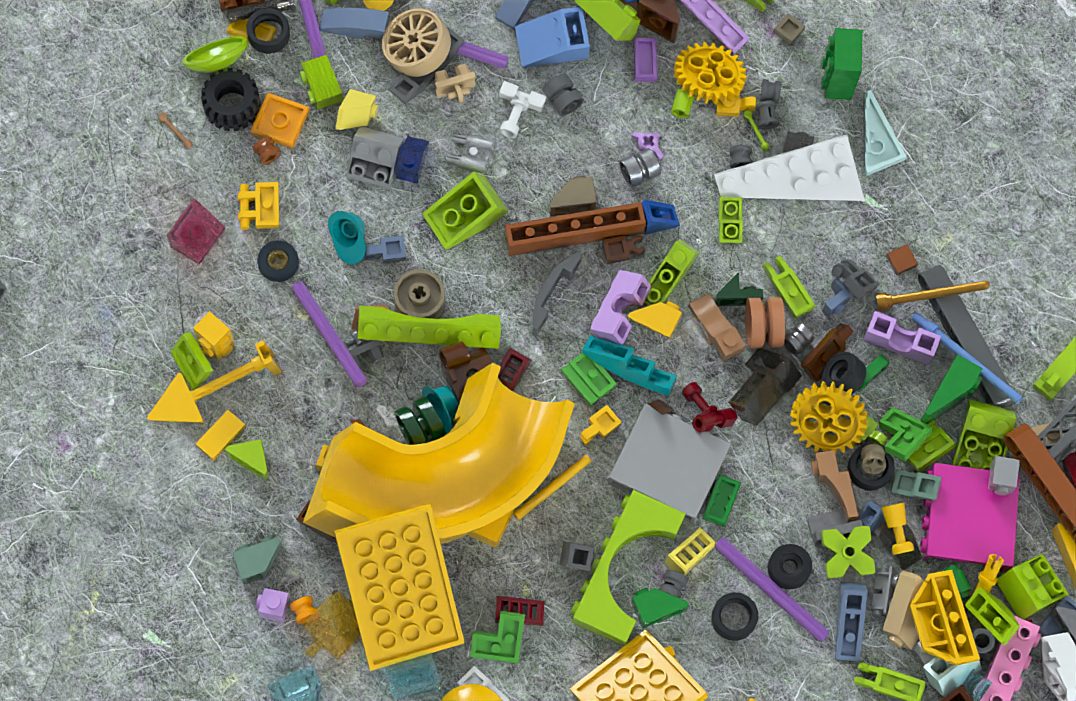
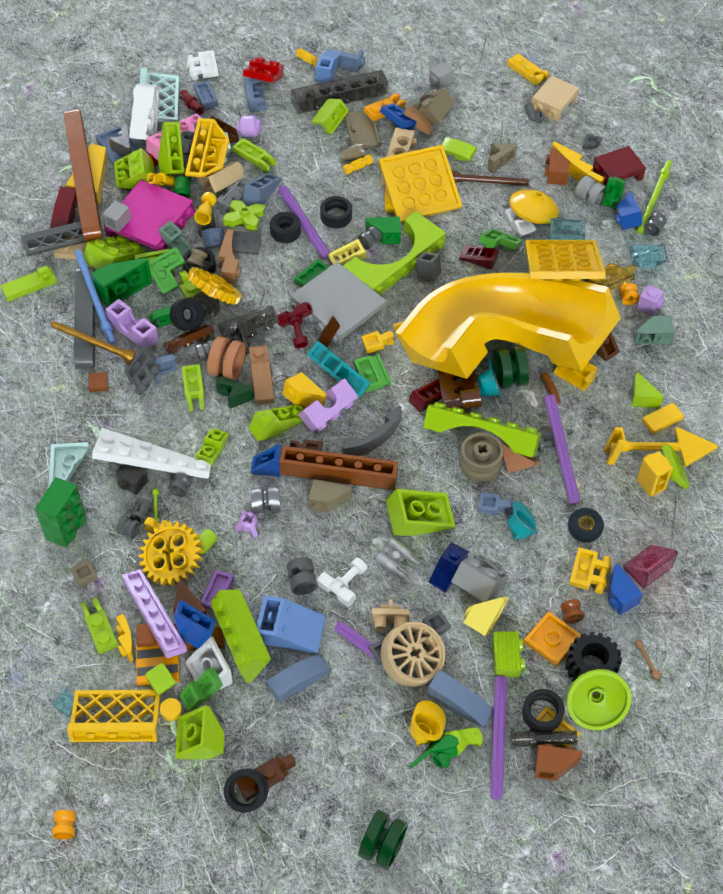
camera: 155 degrees left, 15 degrees down
(218, 189) = (622, 591): none -> blue slope

